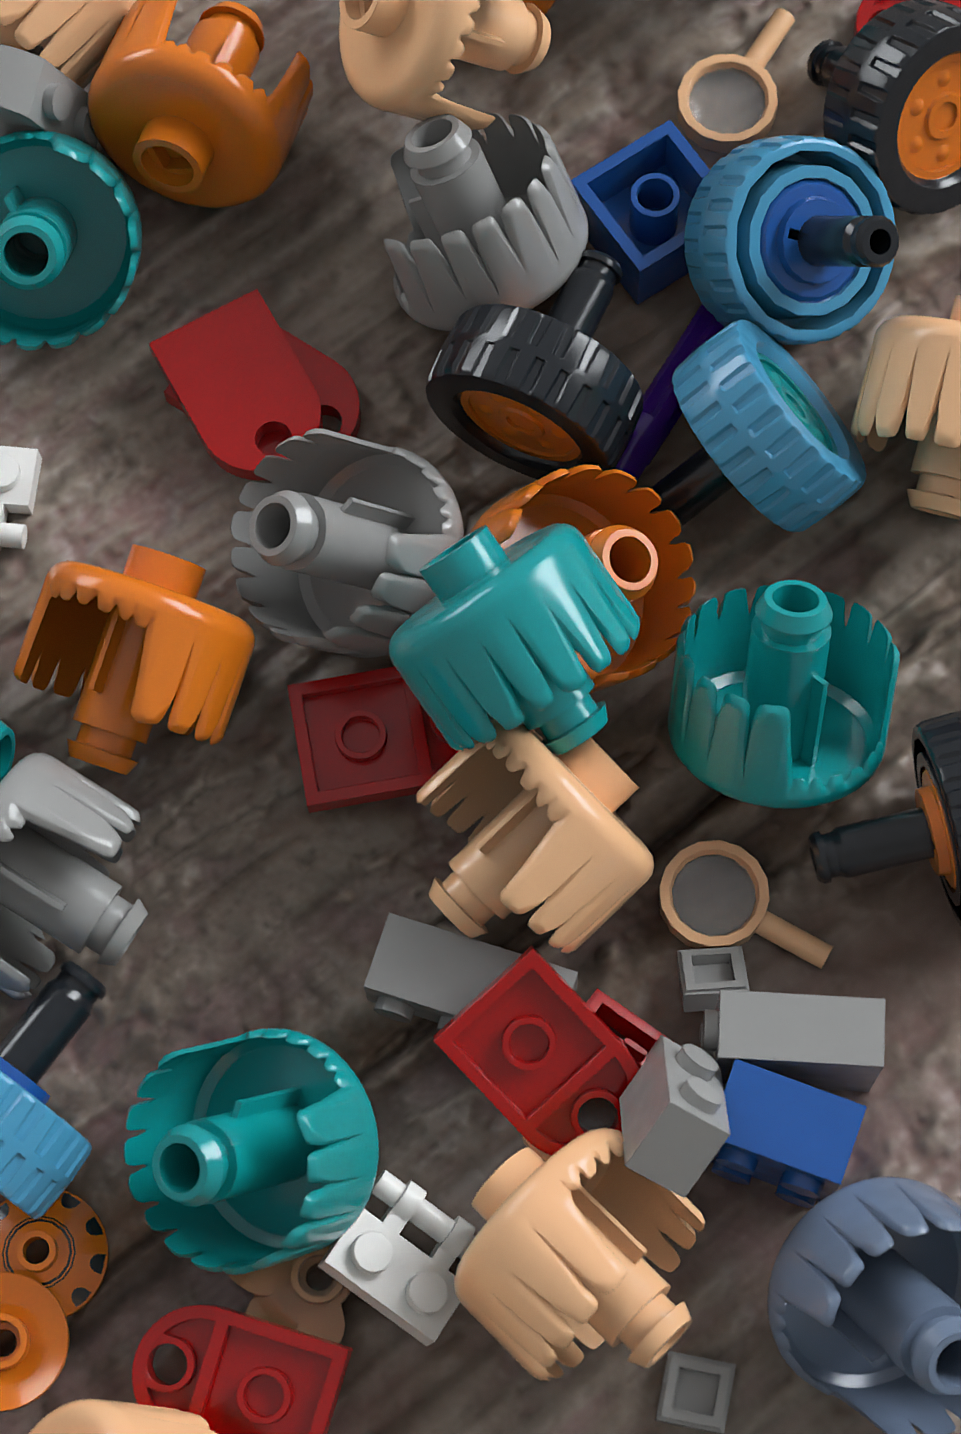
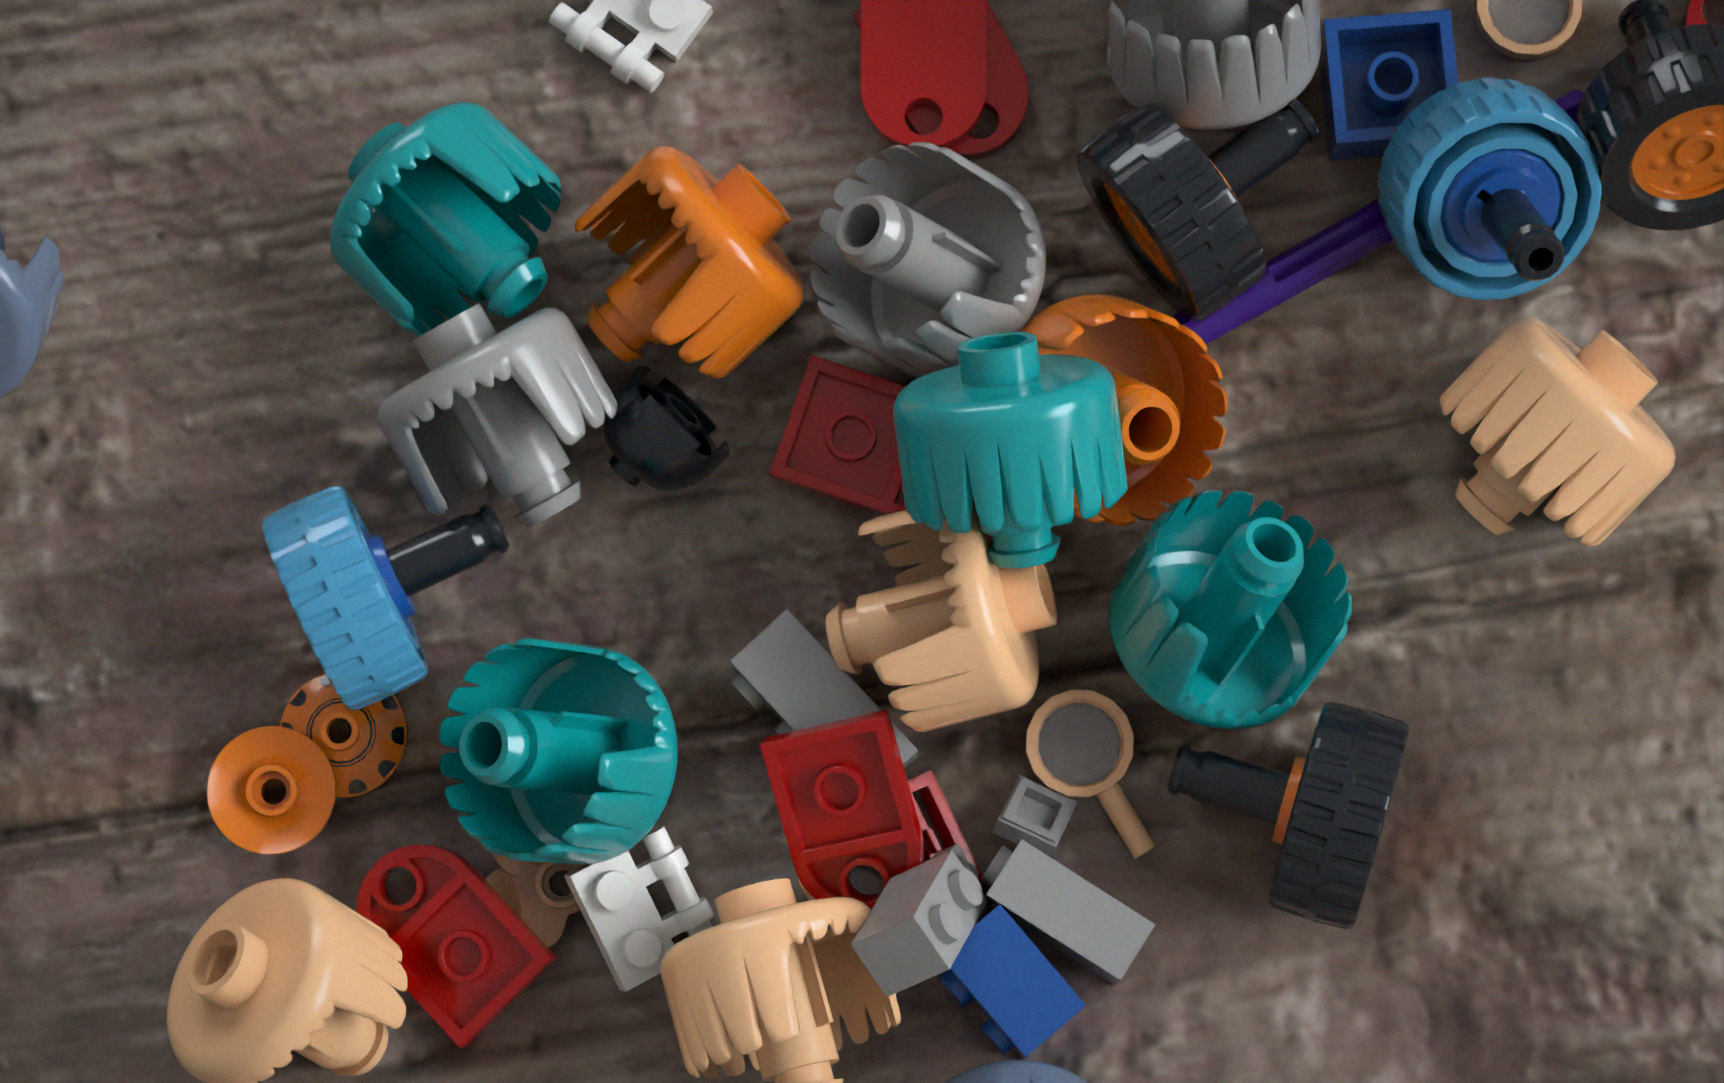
camera: 30 degrees right, 10 degrees up
(189, 828) = (660, 435): none -> black cylinder
(759, 431) = (1353, 357): dark azure wheel -> none

